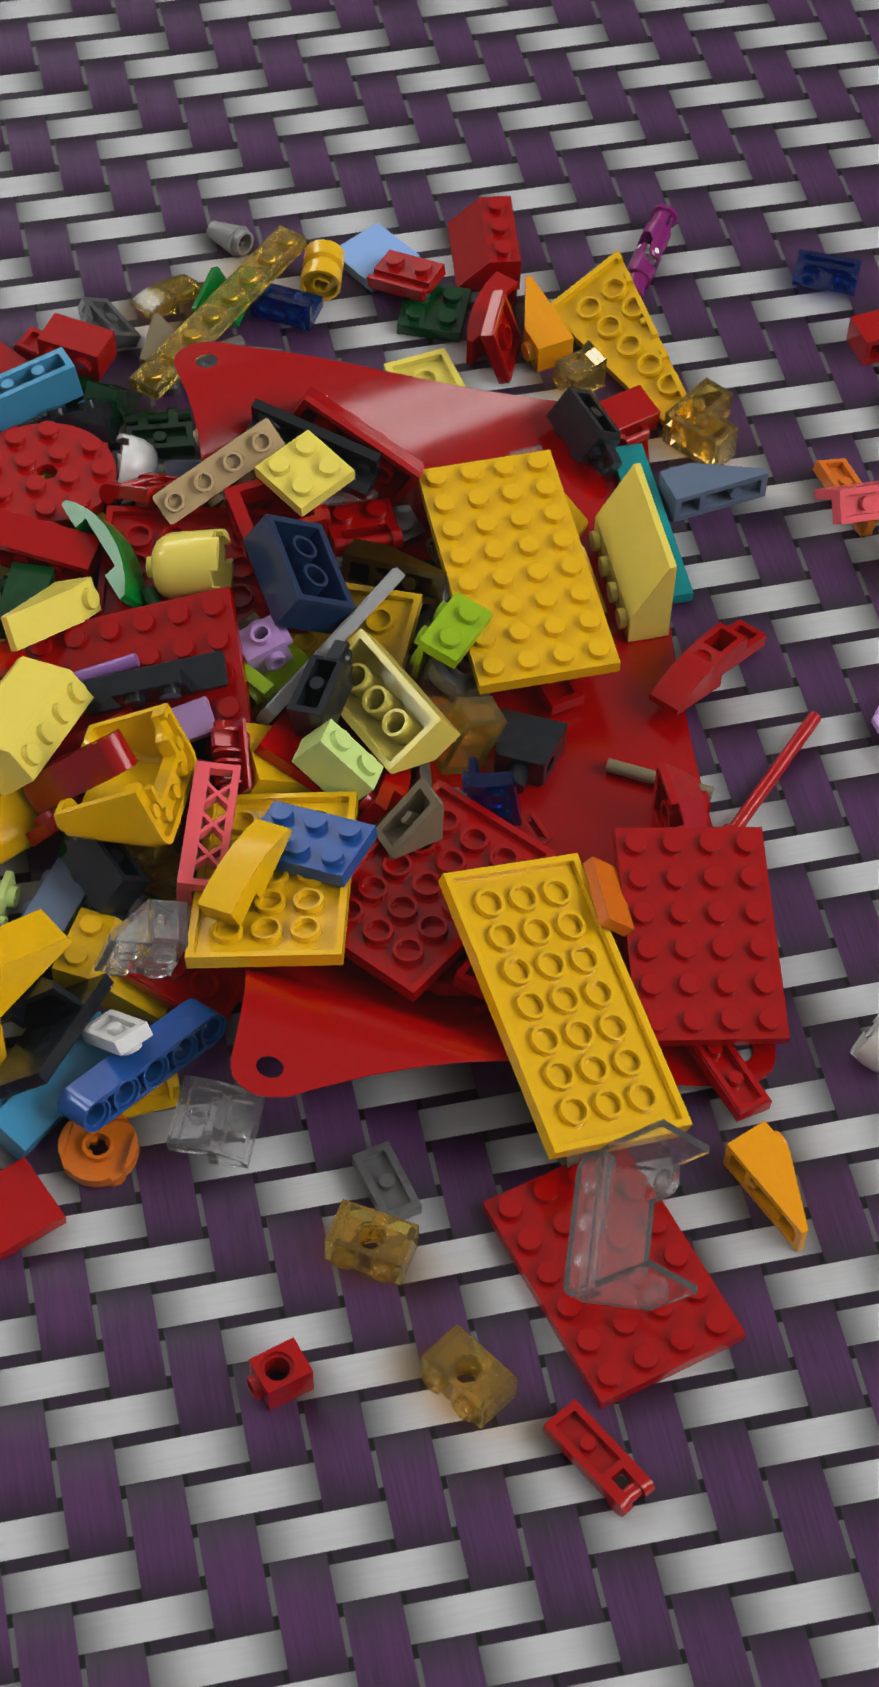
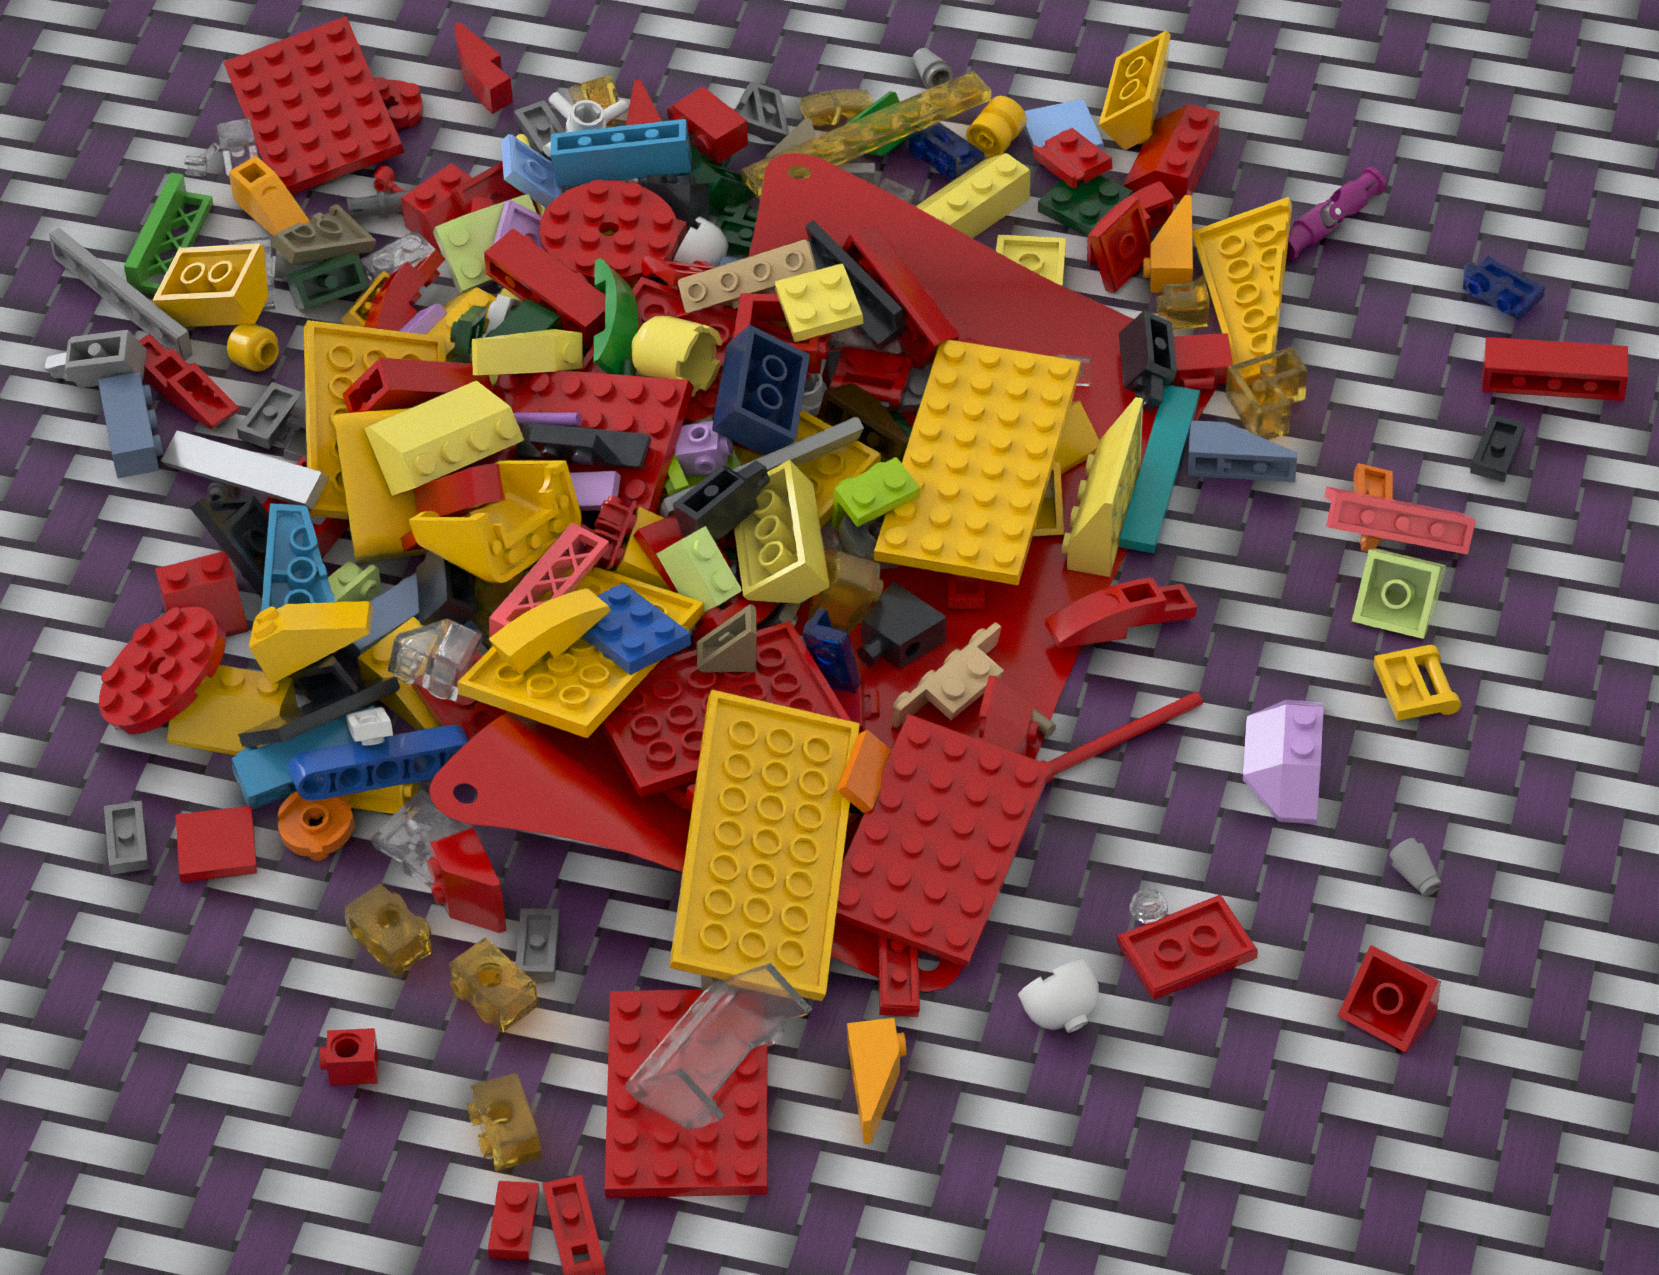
camera: 30 degrees right, 5 degrees down
(248, 1246) = (388, 929): none -> clear yellow brick
(293, 1150) = (466, 881): none -> red slope
(345, 327) = (981, 195): none -> light yellow slope
(429, 199) = (1136, 92): none -> yellow slope
(533, 1473) = (513, 1220): none -> red plate
(611, 781) = (957, 682): none -> tan bracket

